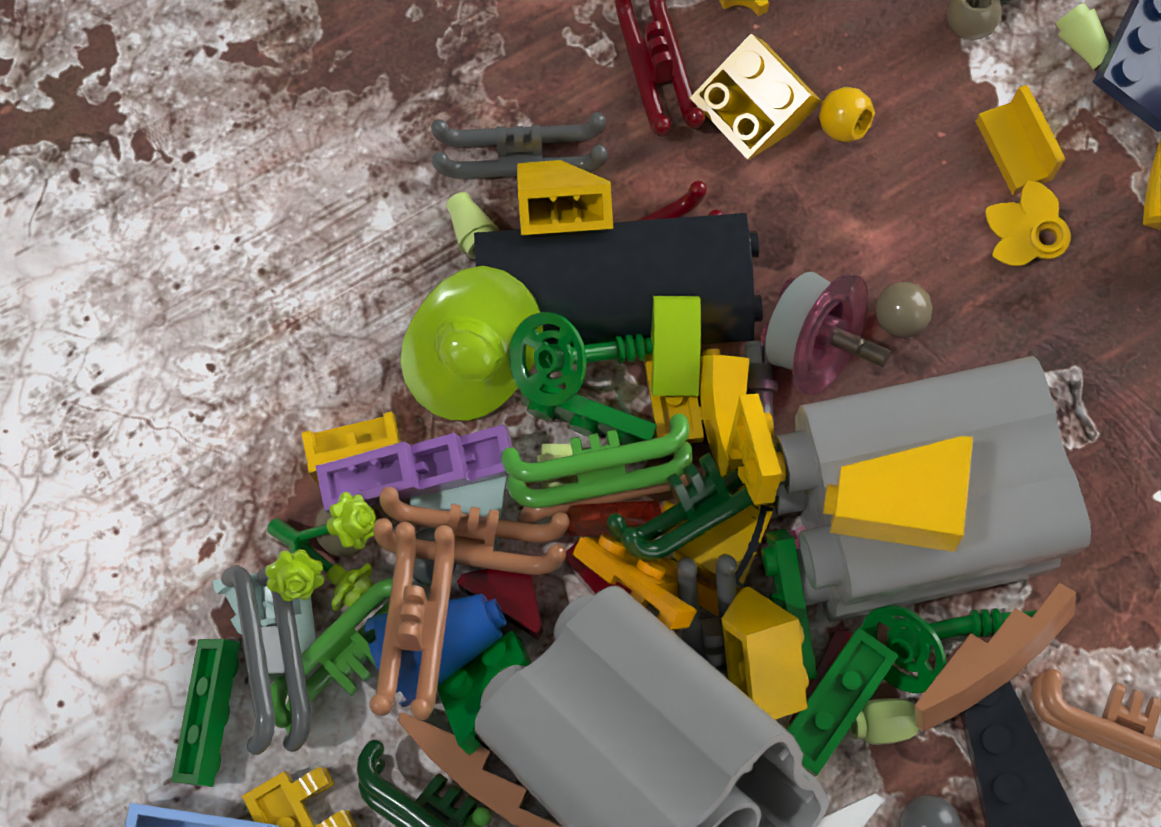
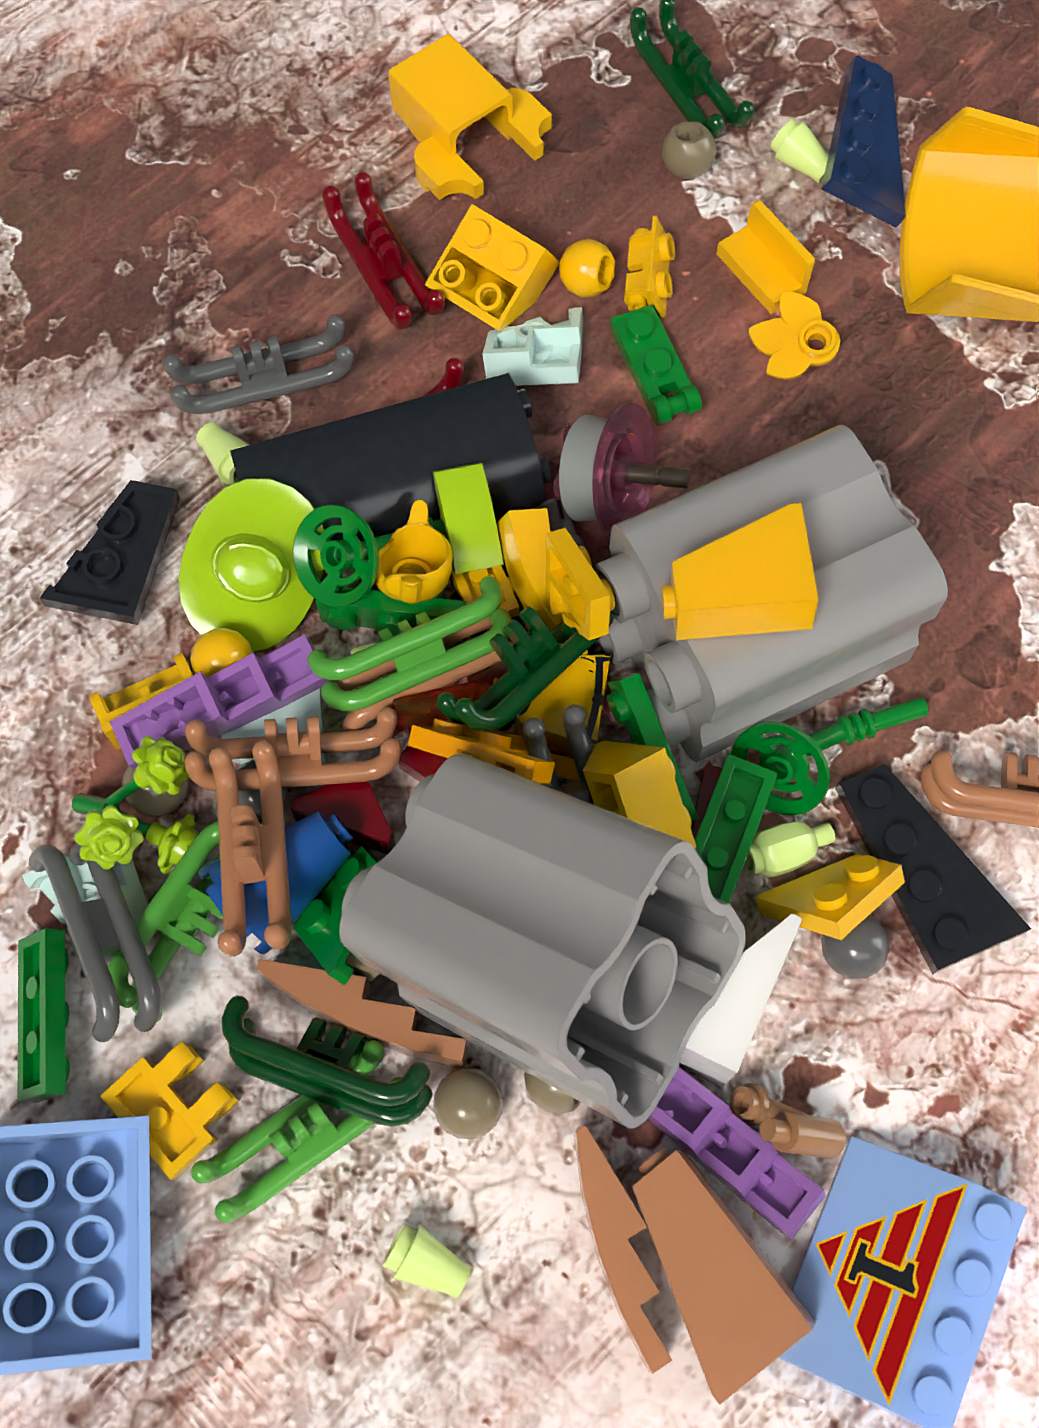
camera: 15 degrees left, 5 degrees down
(355, 304) = (121, 558): none -> black wing
(424, 420) = (218, 650): none -> yellow piece
(562, 198) = (317, 398): yellow slope -> none
(618, 378) = (415, 560): none -> yellow hair
(779, 186) = (537, 351): none -> light aqua slope
(887, 223) = (654, 365): none -> green plate
(903, 309) = (692, 438): dark tan piece -> none
(913, 110) = (651, 253): none -> yellow hinge
(922, 777) = (834, 896): none -> yellow wing
(984, 667) = (872, 762): nougat slope -> none

